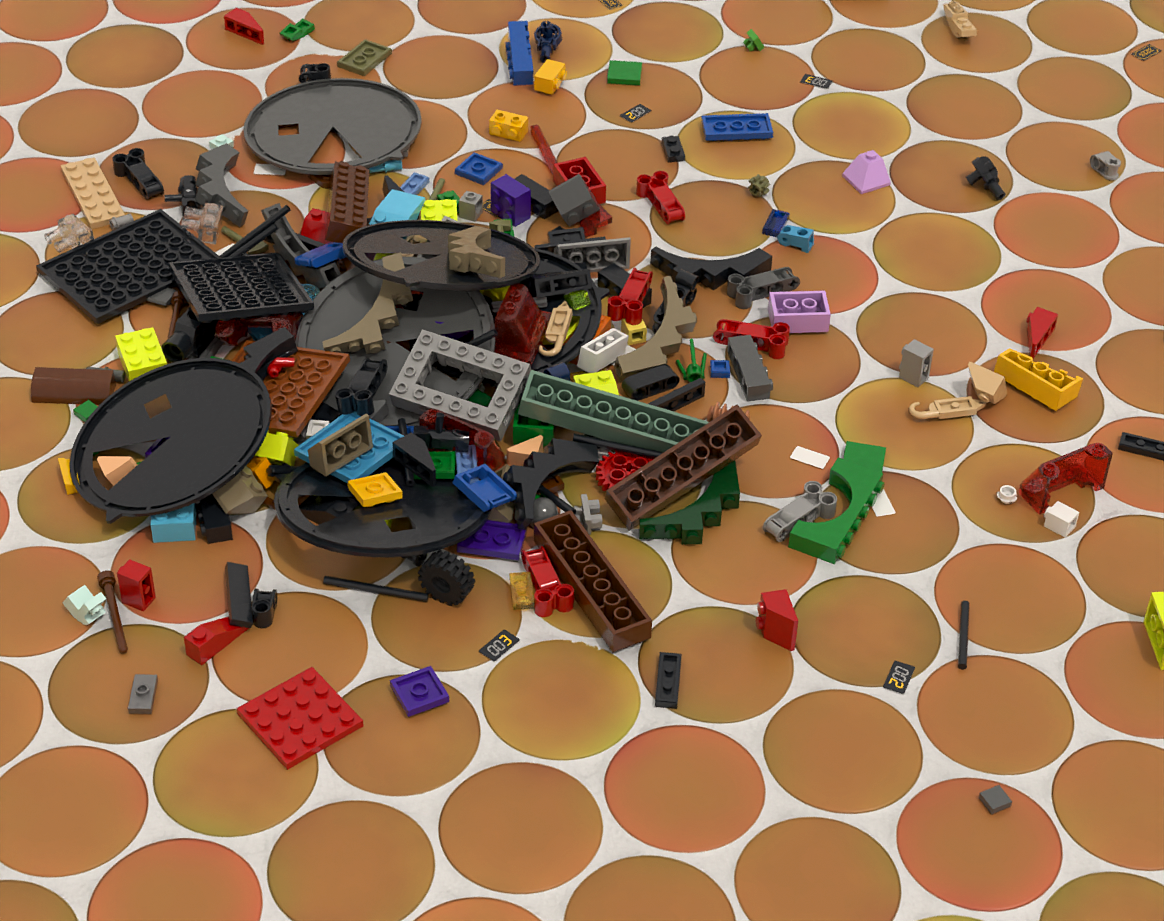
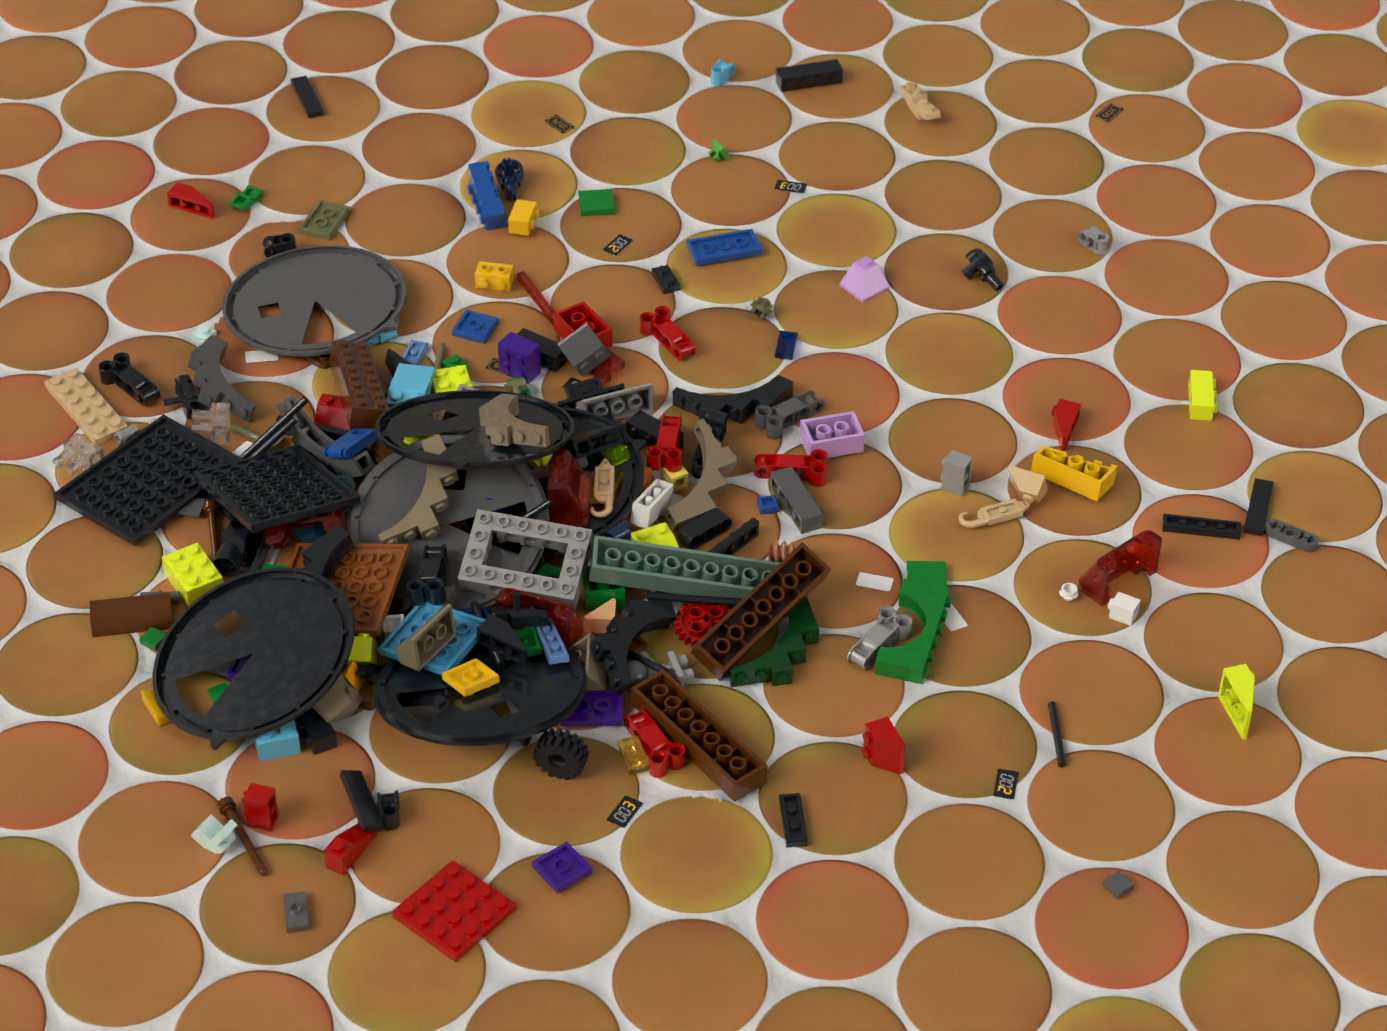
camera: 10 degrees left, 0 degrees up
(116, 467) = (205, 692): light nougat slope -> none
(278, 364) = (339, 565): red arm -> none
(402, 593) = (490, 774): black piece -> none
(470, 206) = (479, 368): light grey brick -> none
(487, 492) = (582, 661): blue container -> none
(693, 370) = (743, 512): green plant -> none
(797, 237) = (811, 357): dark azure leg -> none

